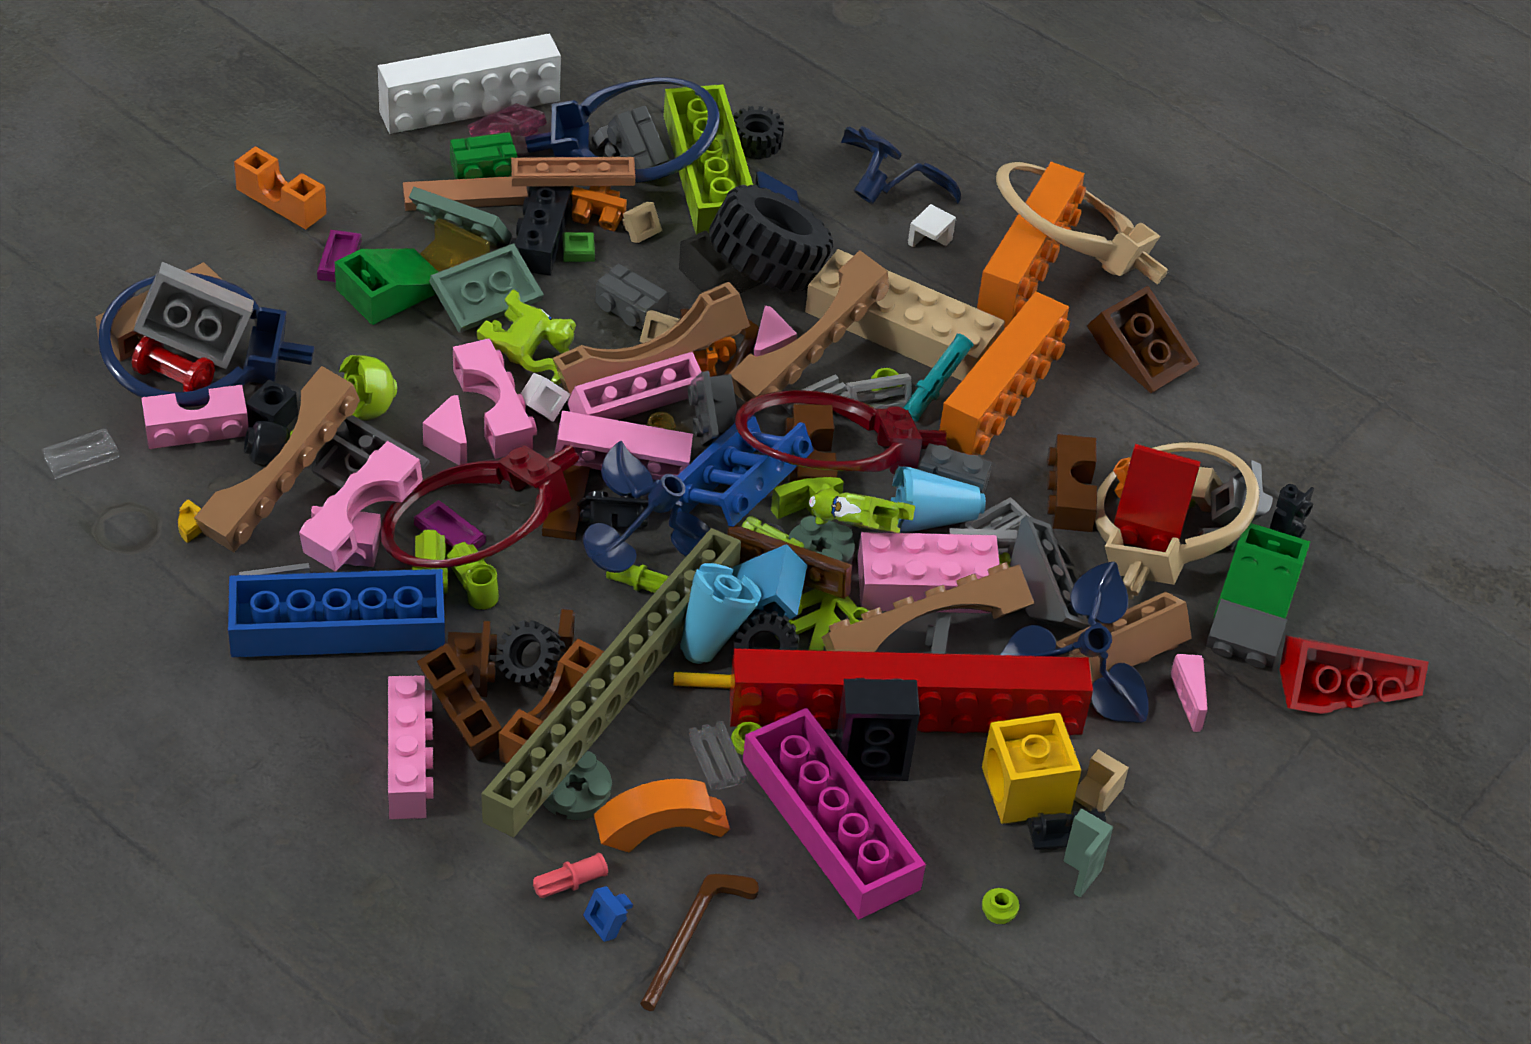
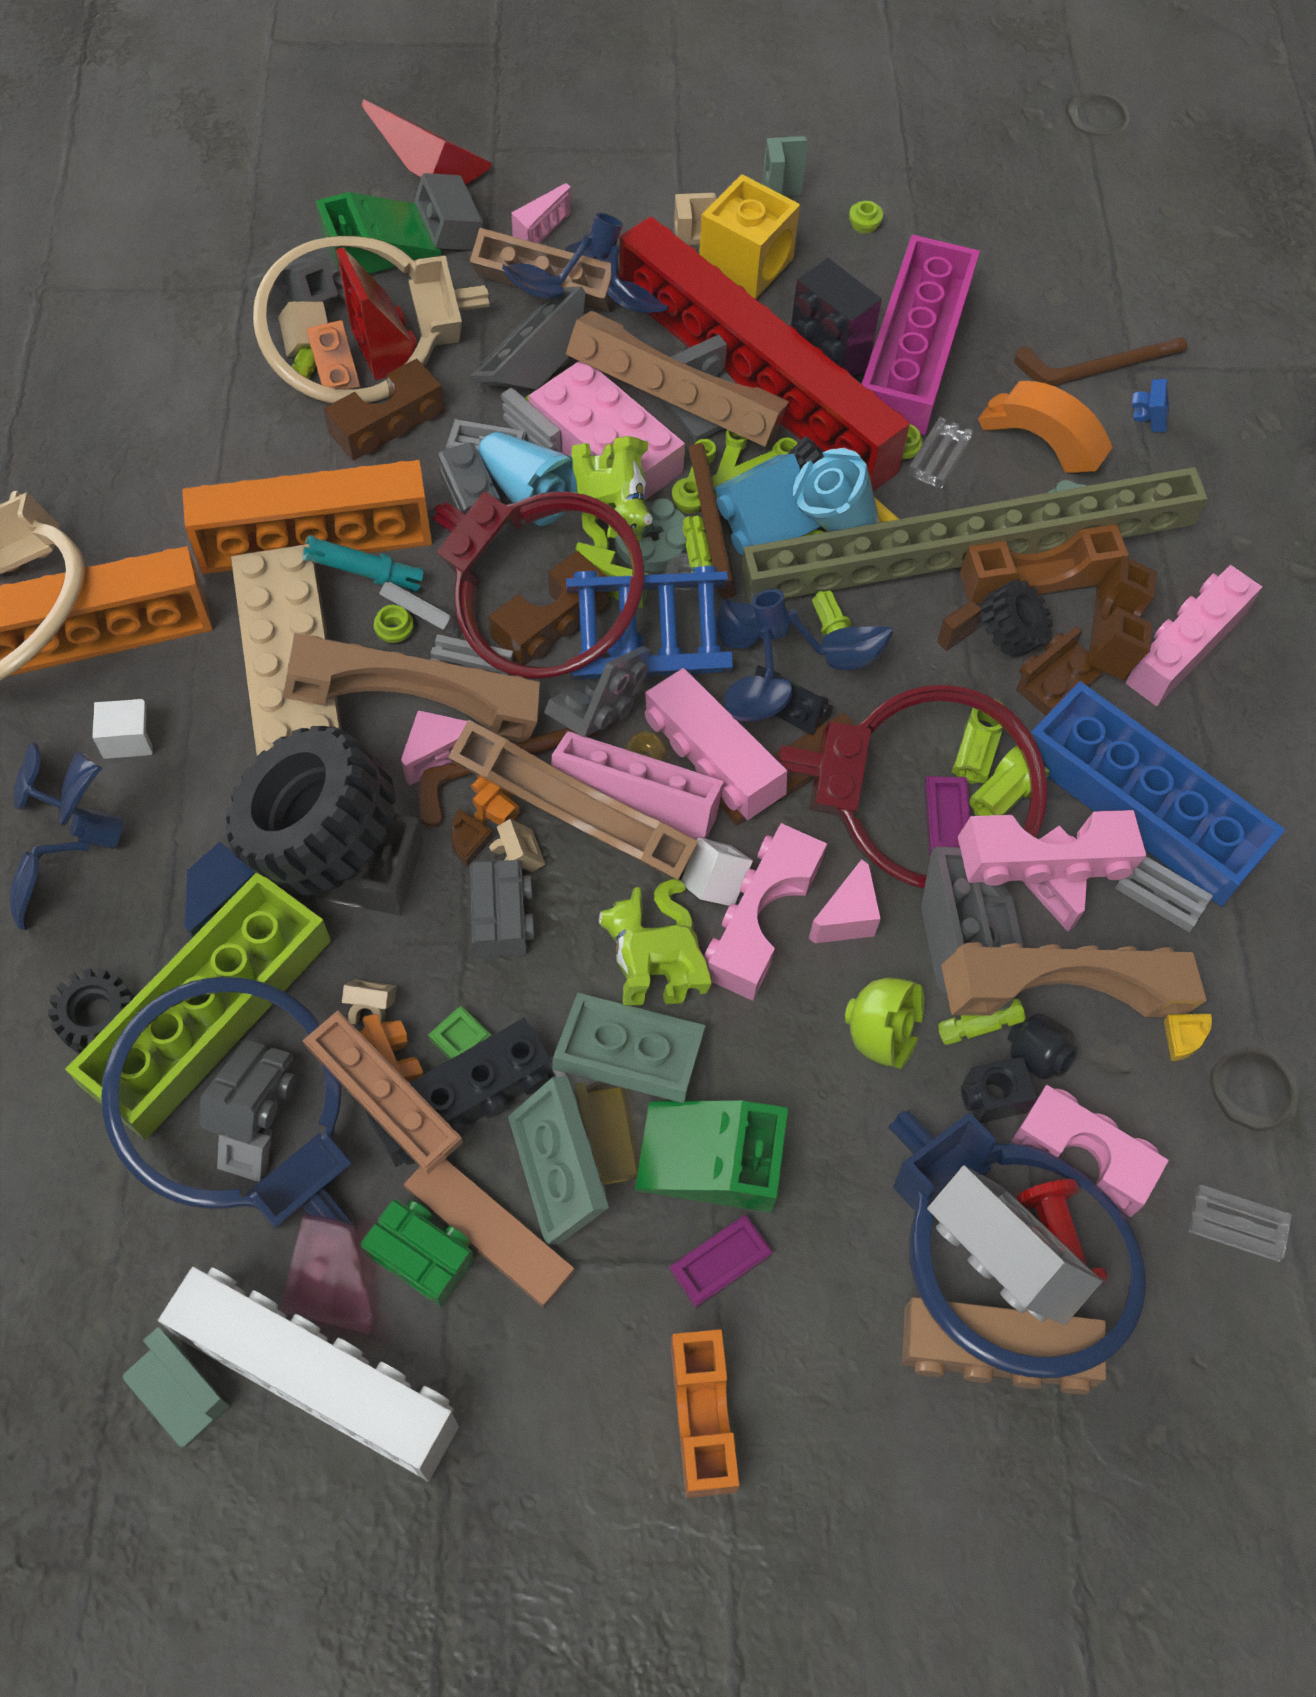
camera: 130 degrees left, 15 degrees up
(570, 876) = (1151, 454): coral axle -> none
(1143, 340) = (131, 471): reddish brown slope -> none
(1292, 511) = (282, 229): black hinge -> none

